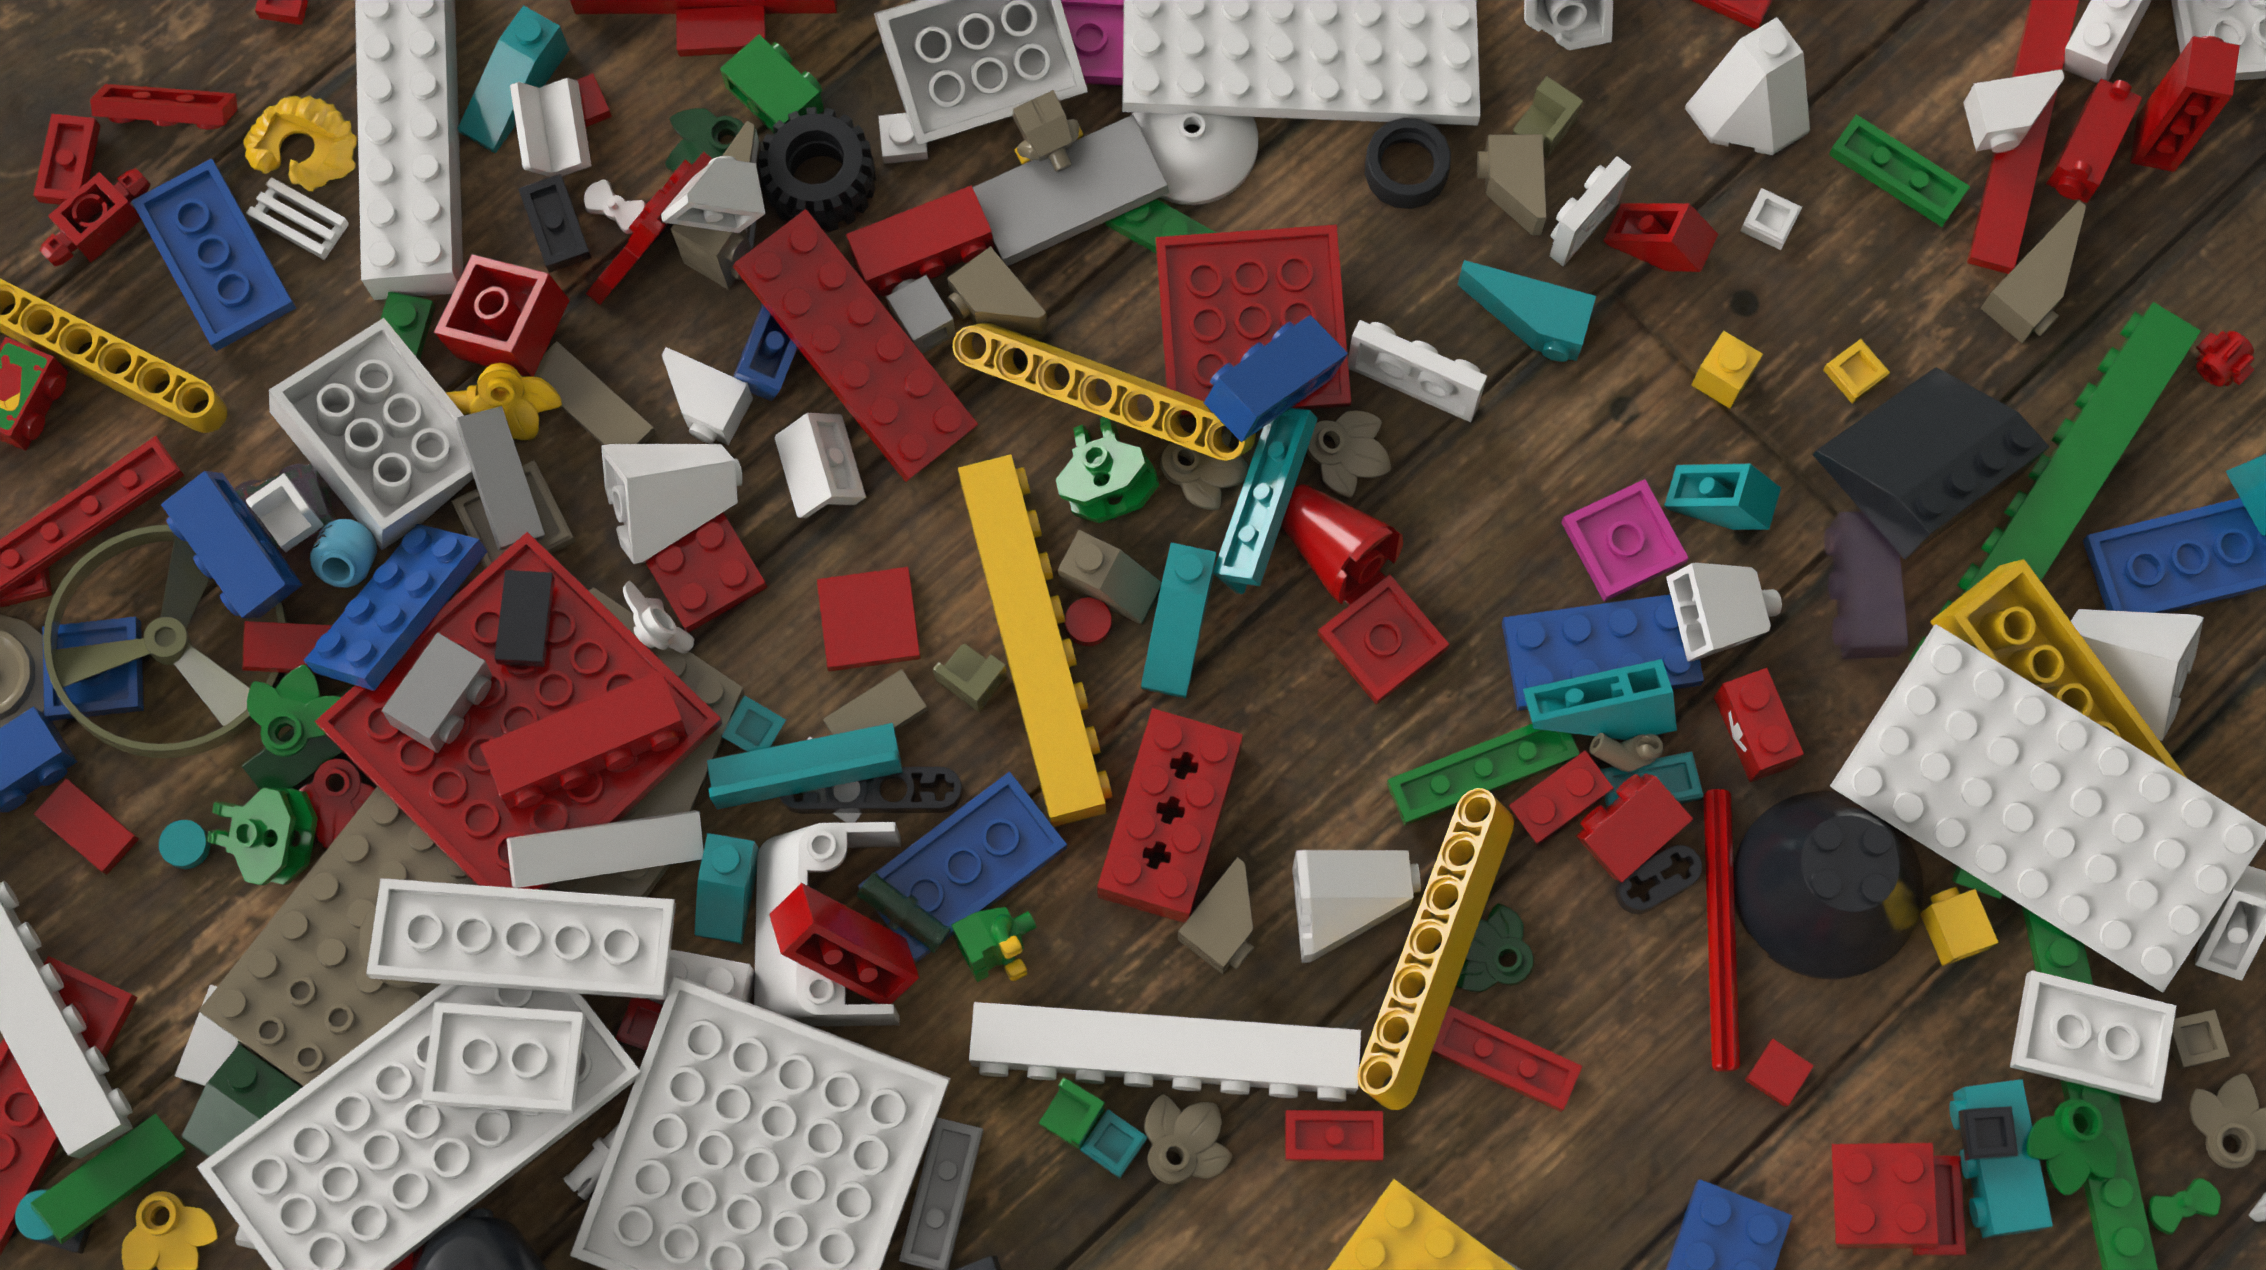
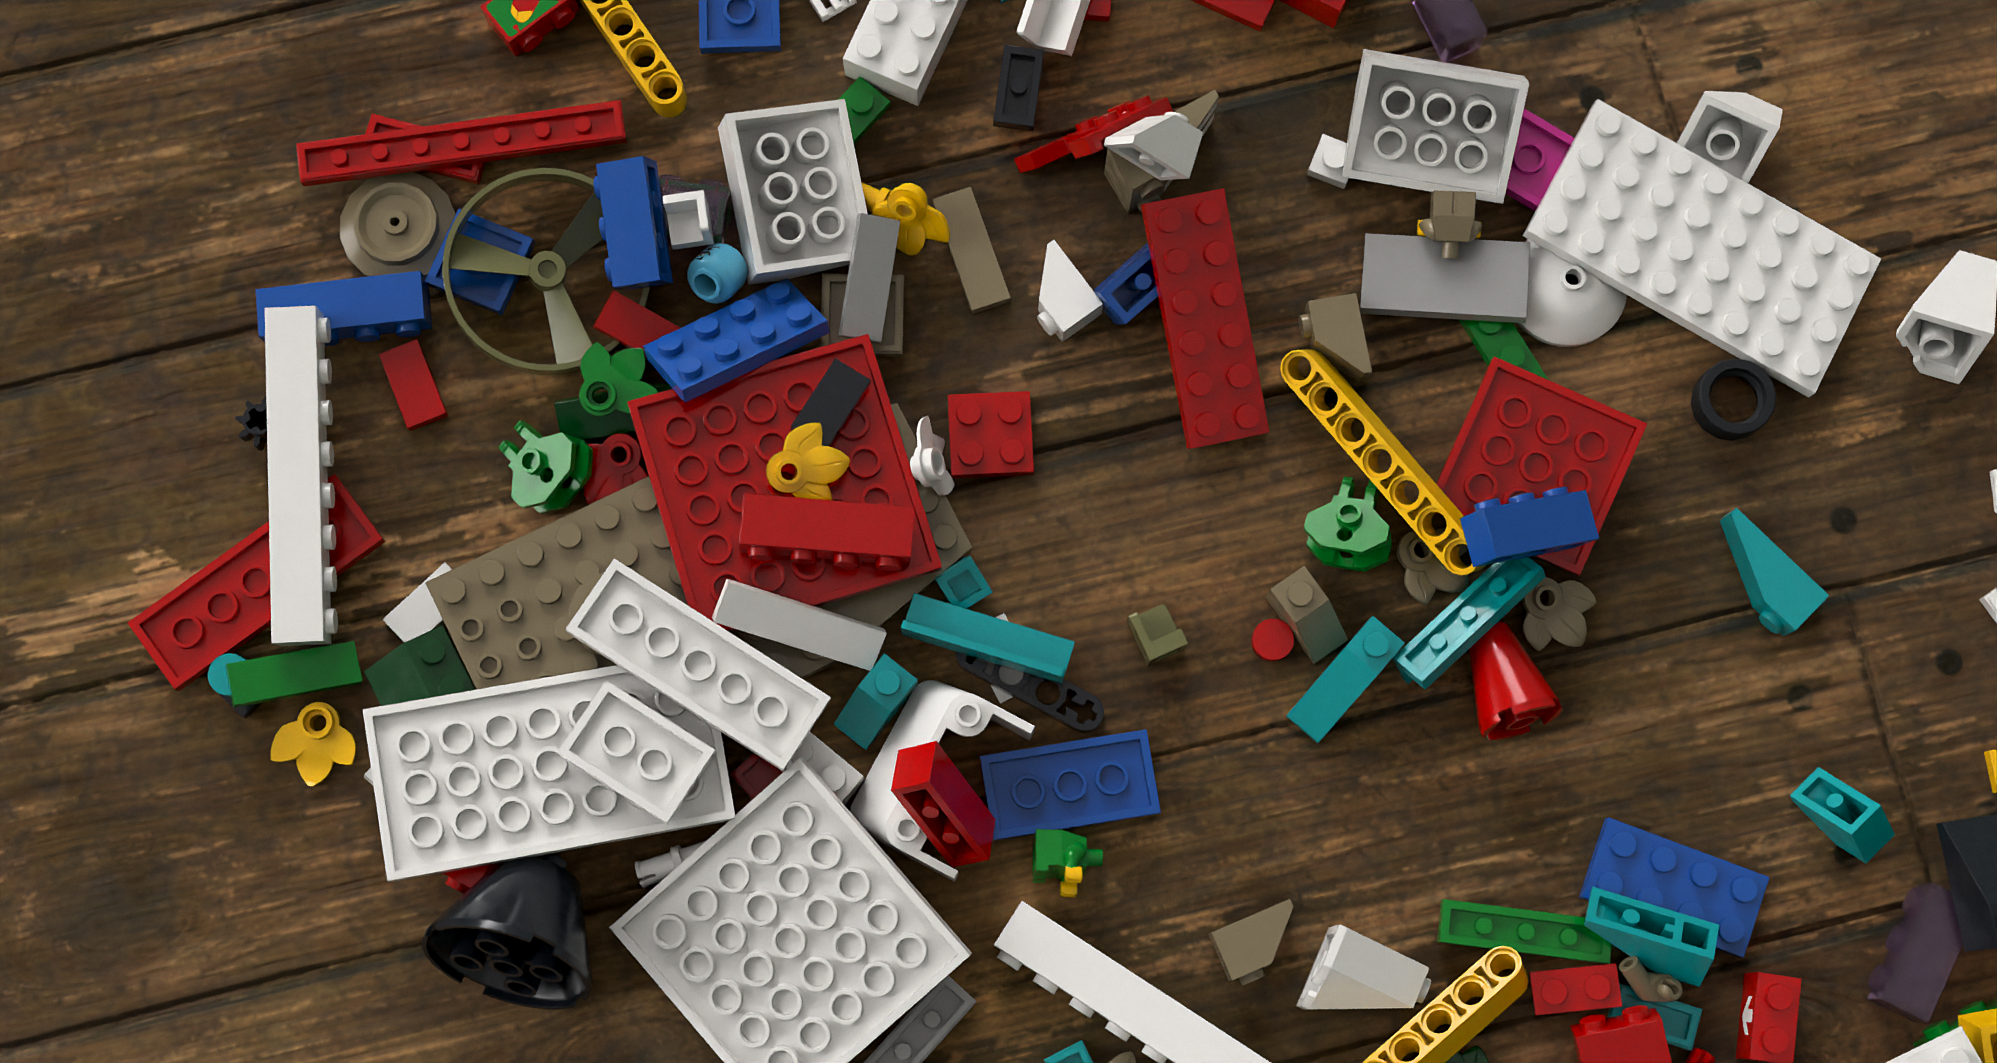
camera: 25 degrees right, 5 degrees up
(184, 844) = (480, 439): teal tile -> none
(438, 693) = (733, 432): light grey brick -> none
(502, 315) = (938, 145): red brick -> none
(536, 682) = (813, 464): none -> yellow plate
(601, 200) = (1065, 87): white piece -> none
(666, 491) = (994, 357): white slope -> none
(700, 134) = (1170, 78): dark green plate -> none
(769, 84) = (1250, 67): green brick -> none
(813, 137) = (1258, 124): black tyre -> none
(819, 463) = (1126, 397): white panel -> none
(868, 619) = (1099, 544): red tile -> none
(887, 702) = (1077, 621): dark tan tile -> none
(903, 912) = (1004, 799): clear green pin -> none
(920, 241) = (1302, 258): red brick -> none
(921, 313) = (1271, 317): light grey brick -> none
(1033, 642) = (1220, 633): yellow brick -> none
(1072, 1114) = (1051, 1029): green panel -> none
(1187, 840) = (1283, 834): red brick -> none
(1383, 639) = (1501, 782): red plate -> none
(1416, 369) = (1648, 579): white plate -> none
(1516, 177) = (1816, 459): dark tan slope -> none
(1550, 114) = (1870, 421): olive panel -> none
(1582, 217) = (1856, 521): white plate -> none
(1624, 540) = (1742, 807): dark pink plate -> none
(1662, 235) = (1912, 571): red slope -> none
(1720, 607) = (1790, 907): white torso -> none
(1726, 369) = (1904, 712): yellow brick -> none

